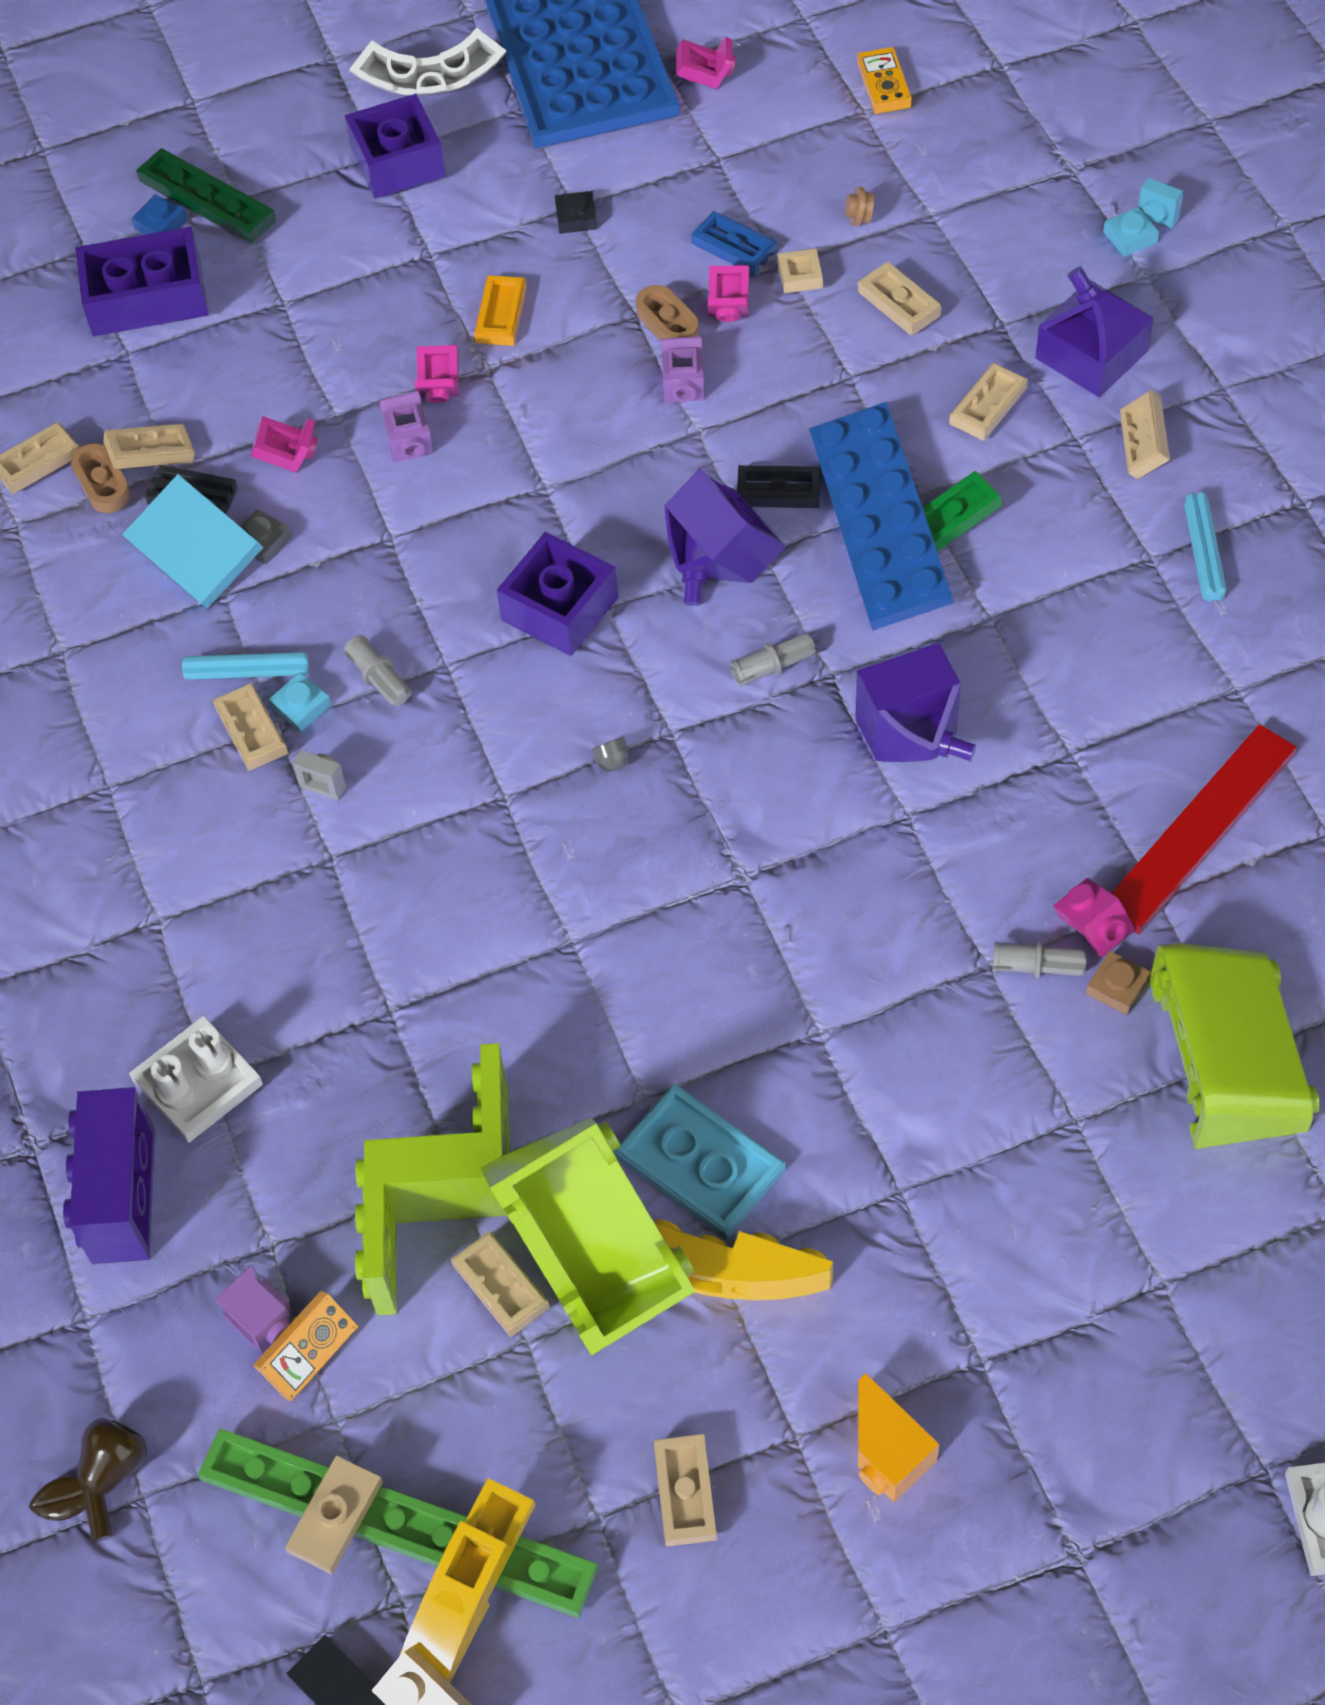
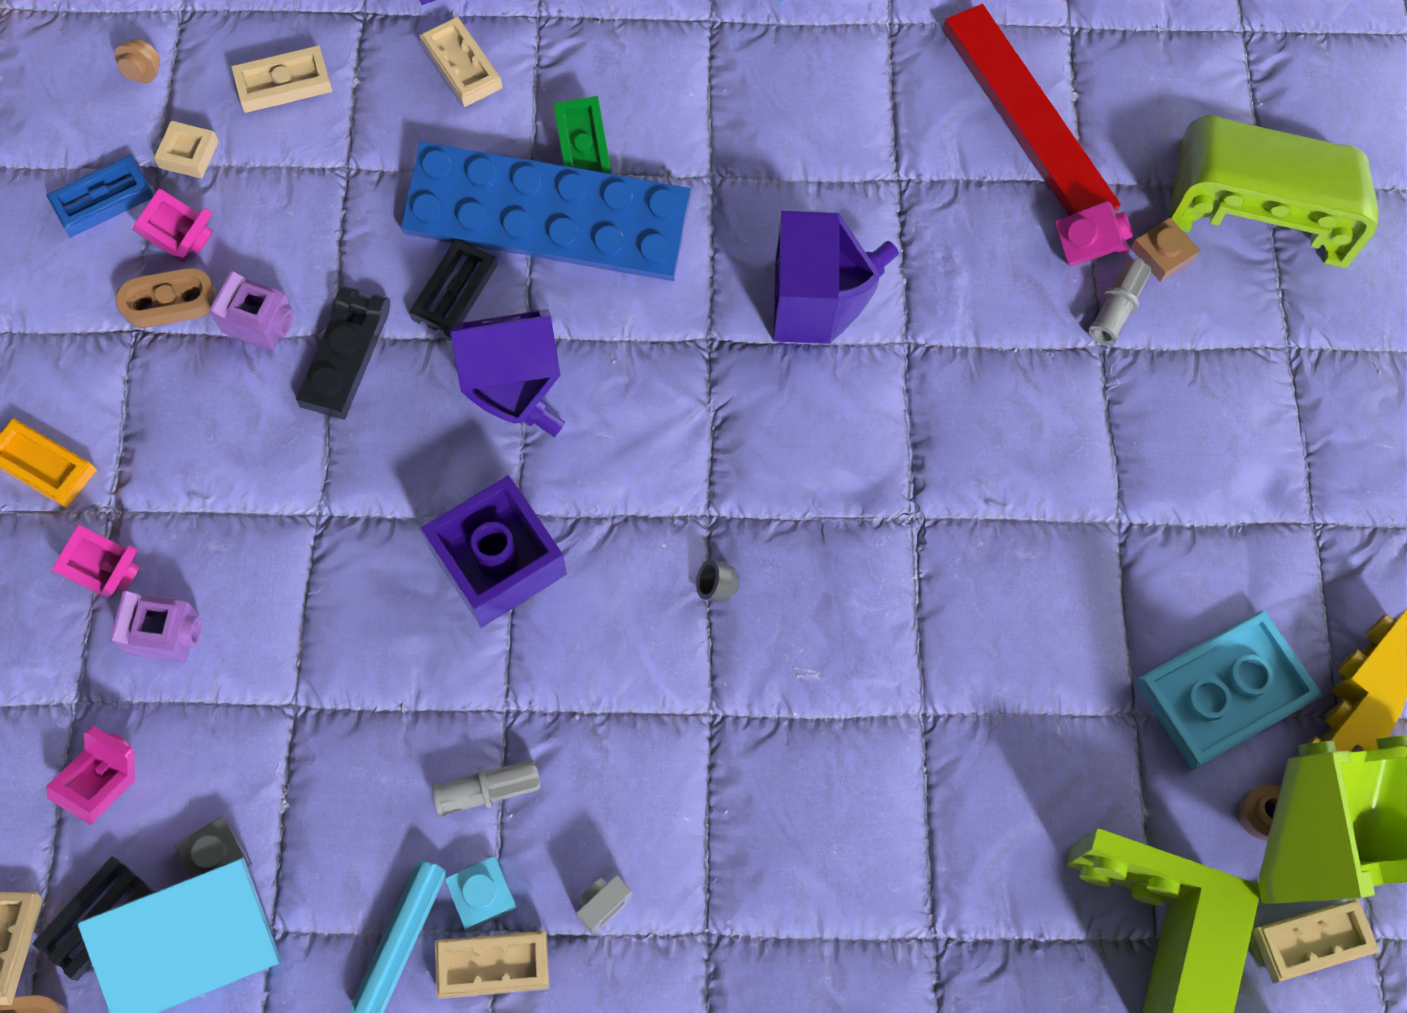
camera: 75 degrees left, 10 degrees up
(685, 442) = (343, 353): none -> black plate
(771, 659) = (673, 382): light grey axle -> none

